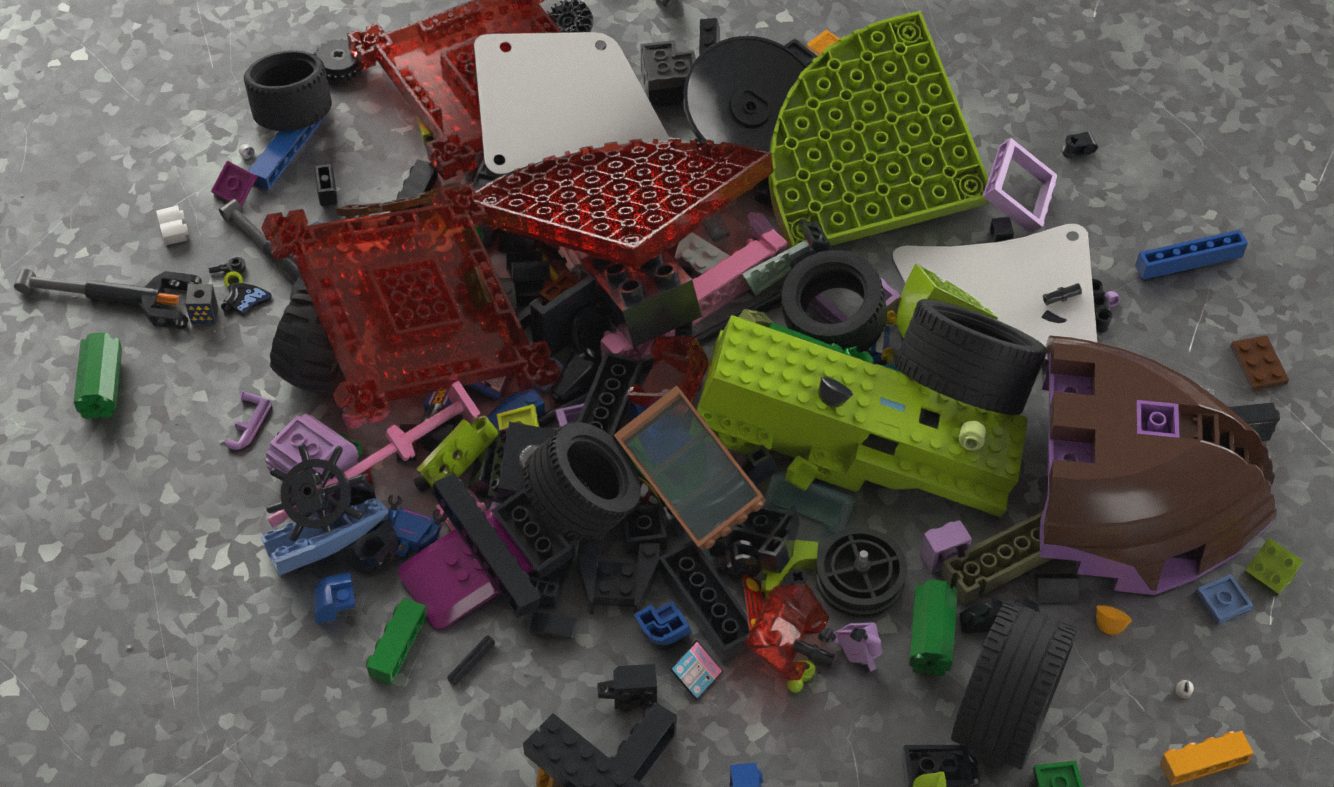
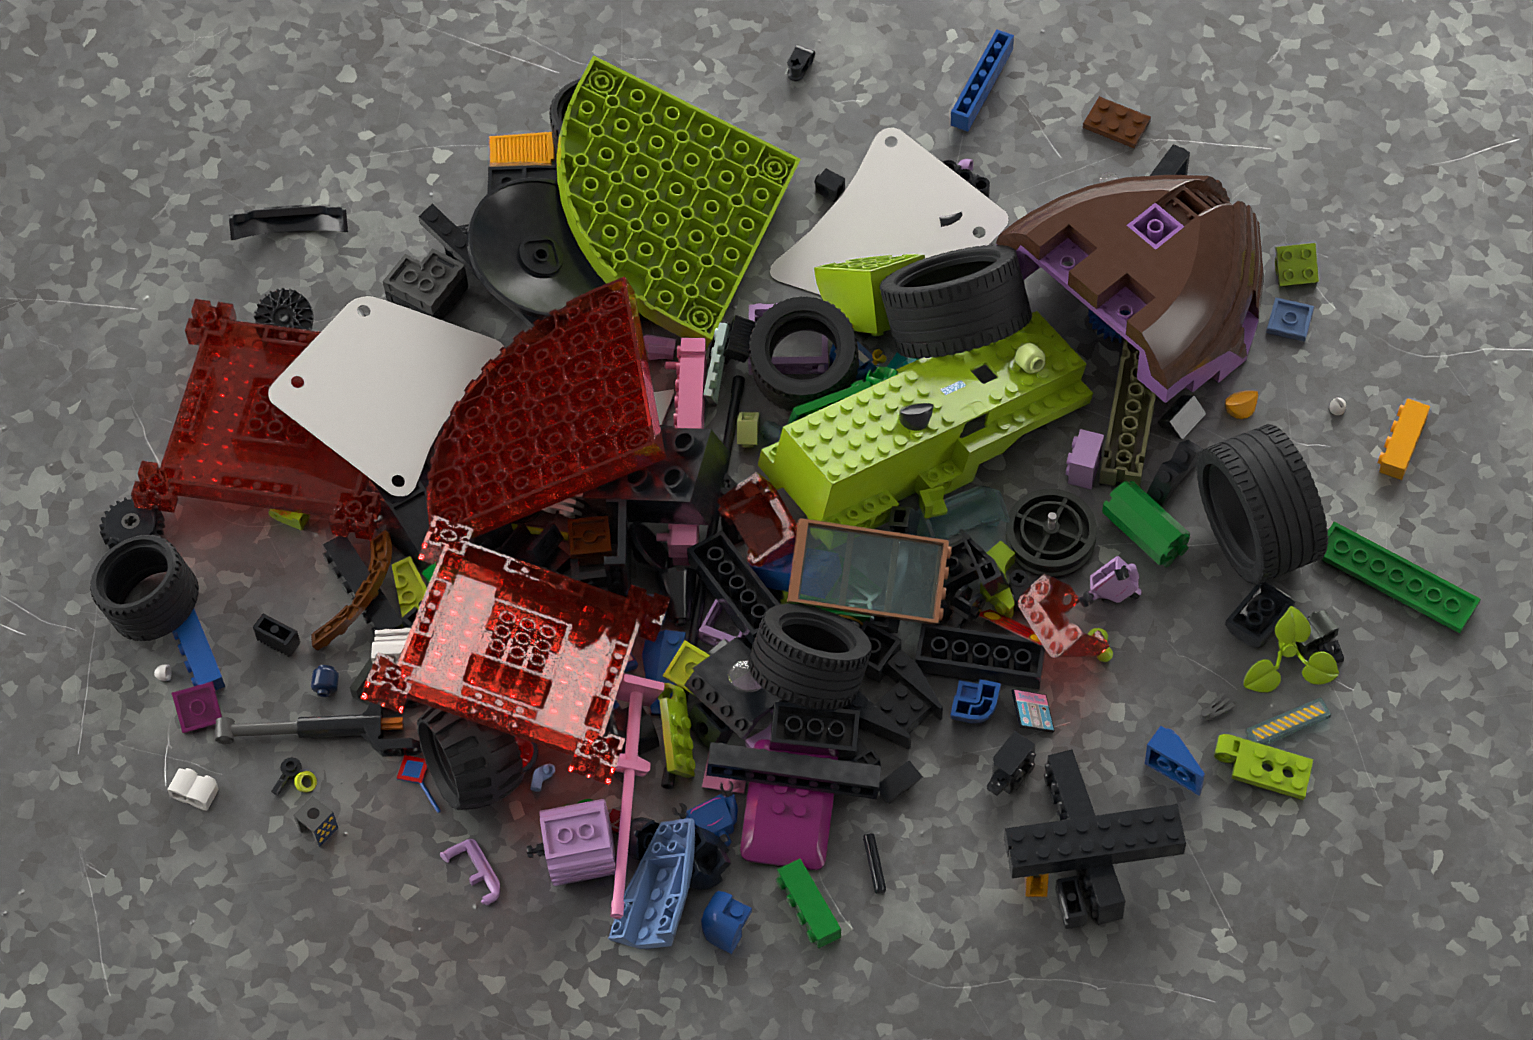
camera: 45 degrees left, 5 degrees up
(97, 376) = (317, 954): green brick -> none
(147, 297) = (258, 860): black piece -> none
(244, 297) = (335, 785): black arm -> none
(311, 493) = (634, 857): black piece -> none
(477, 288) = (543, 592): dark brown plate -> none
(813, 652) = (1090, 619): black pin -> none
(814, 235) = (721, 313): black hinge -> none
(1005, 203) = (774, 118): lavender window -> none
(1062, 294) = (939, 194): black pin -> none

